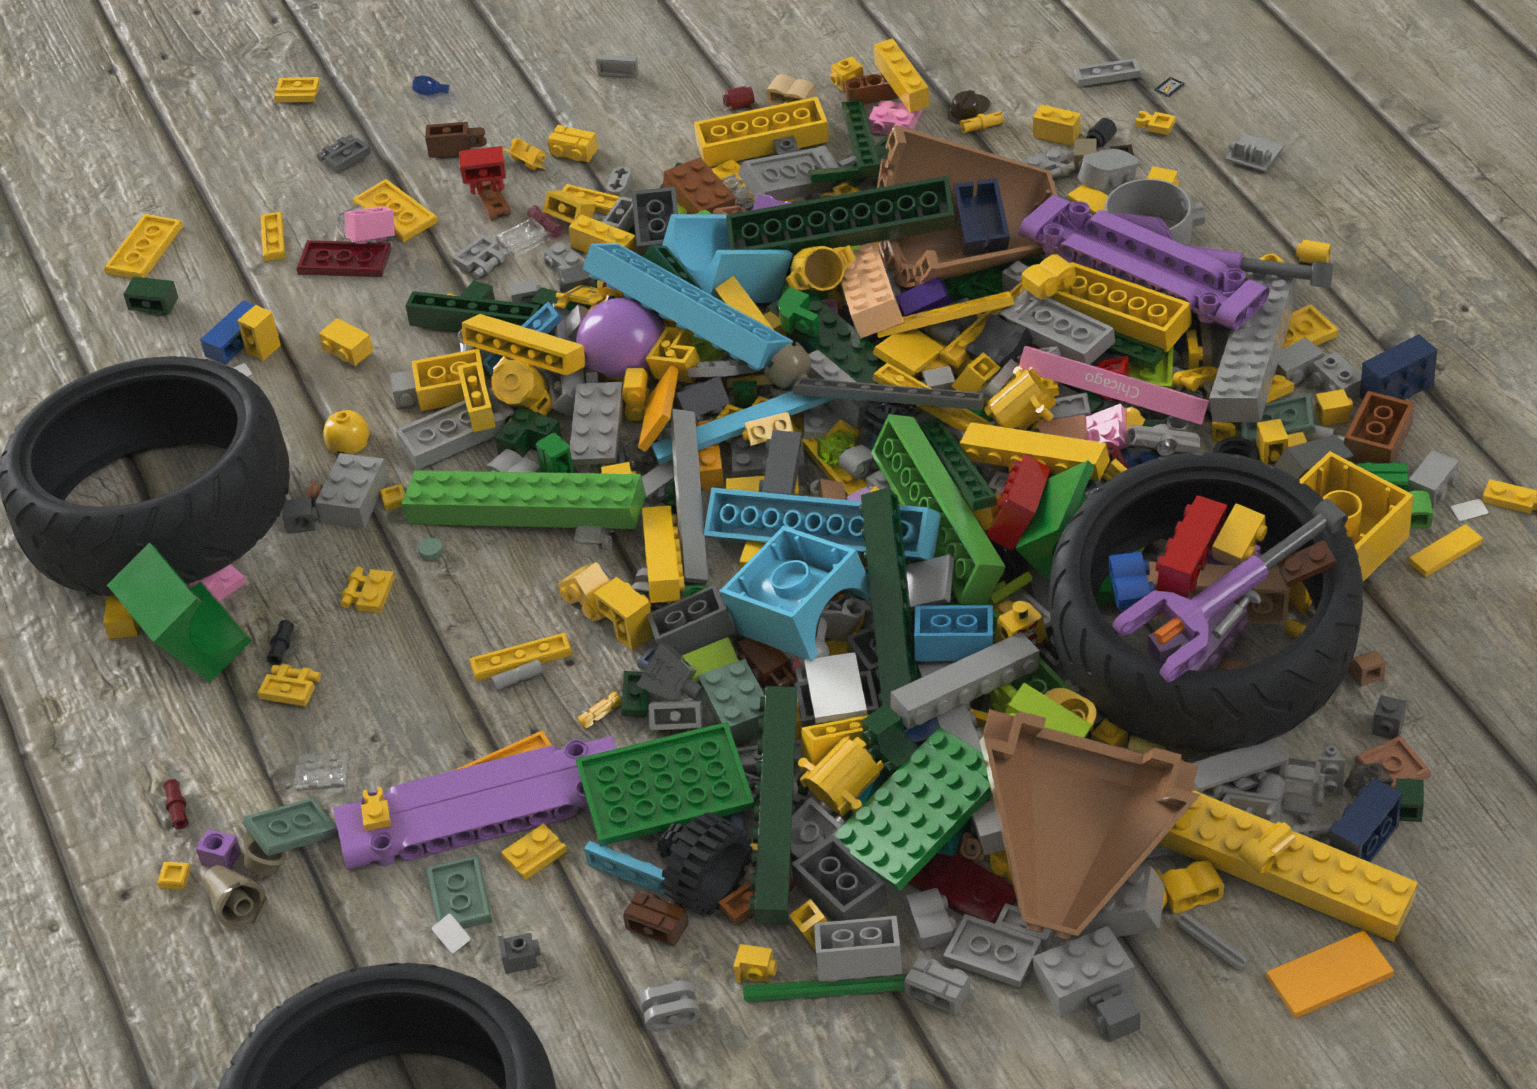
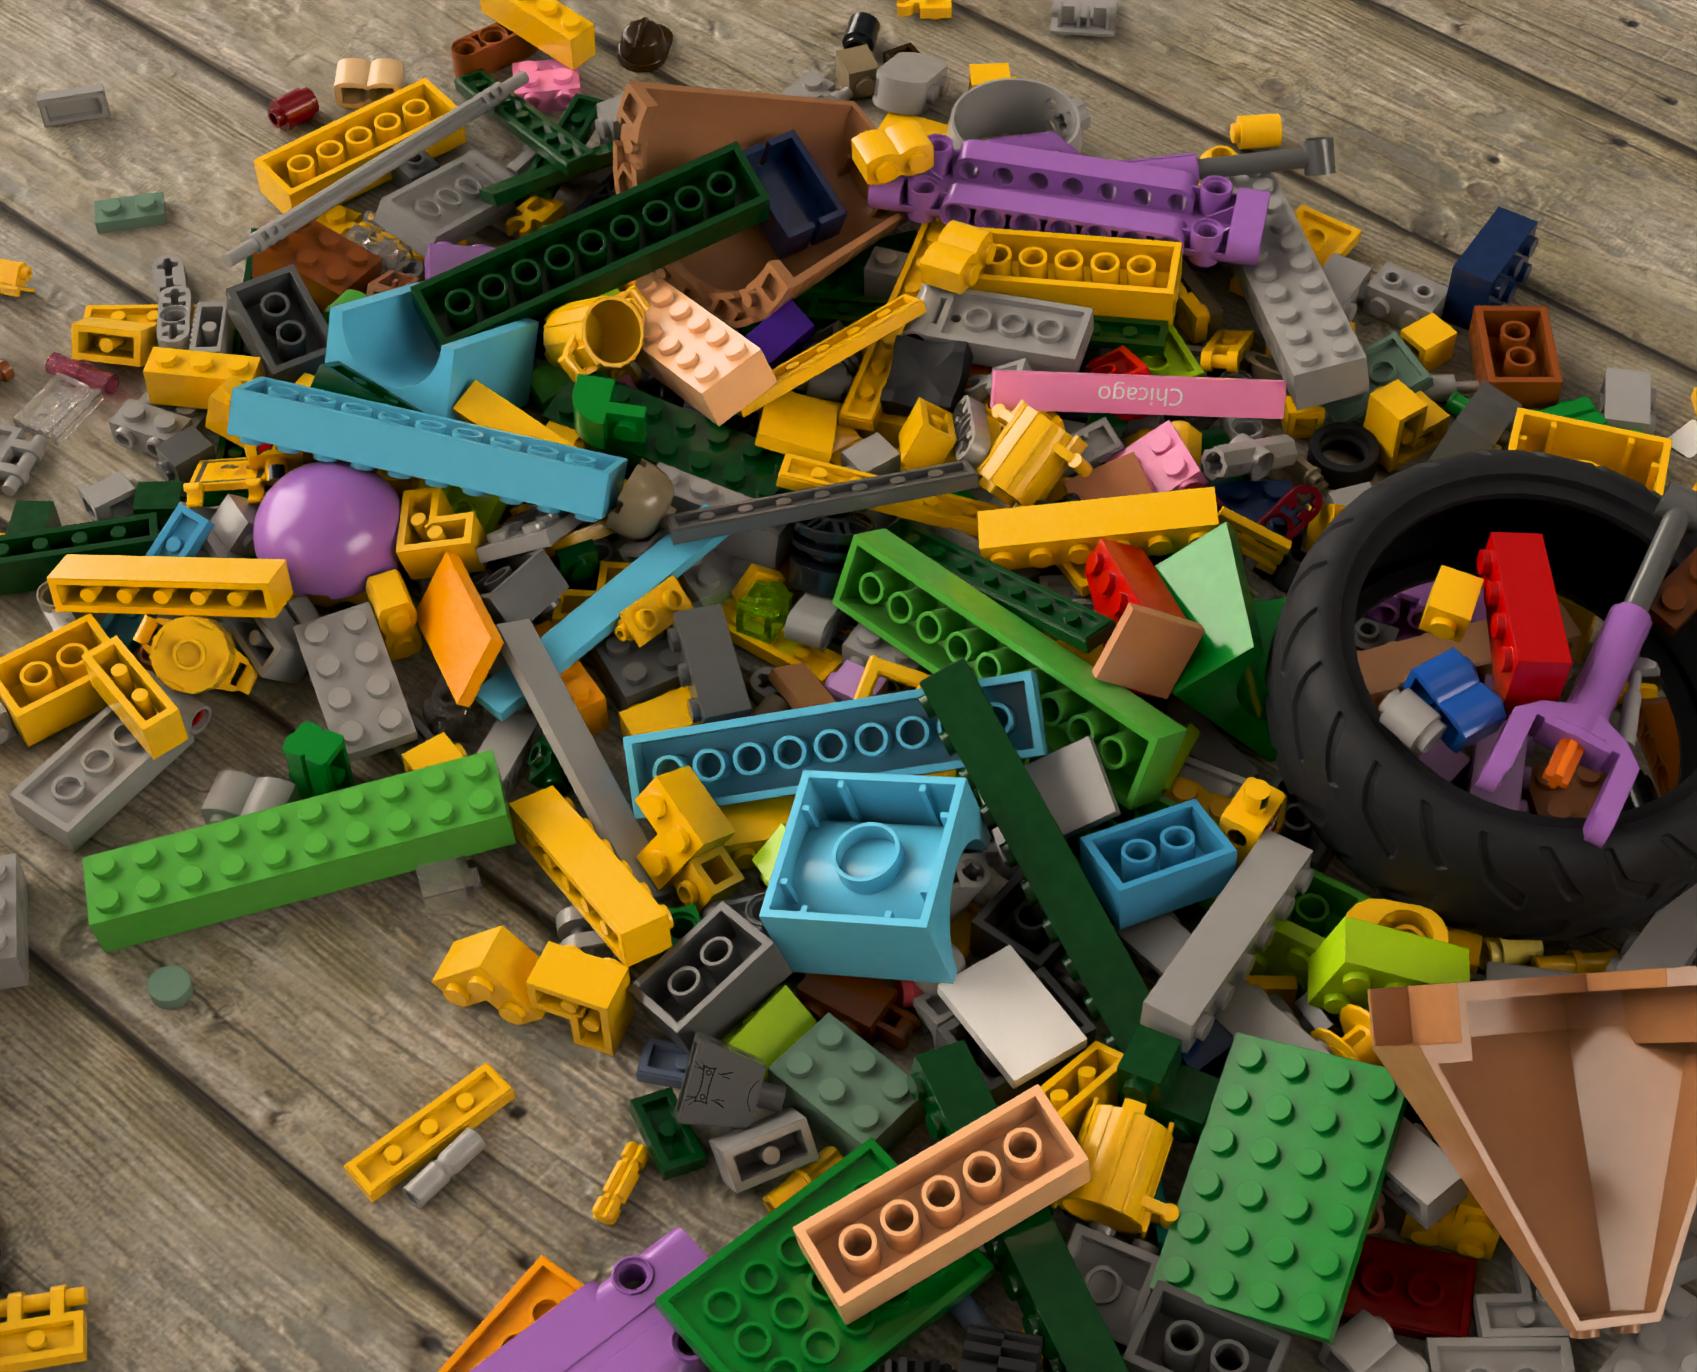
camera: 30 degrees left, 5 degrees up
(374, 590) = (107, 1098): yellow plate -> none
(392, 496) = (56, 913): yellow tile -> none
(524, 431) = (241, 728): dark green brick -> none
(573, 143) = (64, 240): yellow brick -> none
(605, 202) = (175, 319): none -> light grey beam
(619, 136) = (130, 212): none -> sand green plate
(721, 572) = (708, 879): none -> yellow brick
(722, 543) = (685, 824): none -> yellow brick
(733, 755) = (942, 1204): none -> light nougat brick
(758, 143) = (374, 169): none -> light grey axle
(845, 70) = (439, 33): yellow brick -> none
(981, 122) = (679, 60): yellow pin -> none
(1004, 517) = (1148, 650): none -> nougat tile
(1042, 205) = (892, 152): none -> yellow brick
(1056, 125) = (793, 39): yellow brick -> none
(1098, 584) = (1411, 719): none -> light grey brick
(1157, 529) = (1451, 604): none -> yellow brick
(1239, 536) = (1580, 574): yellow brick -> none

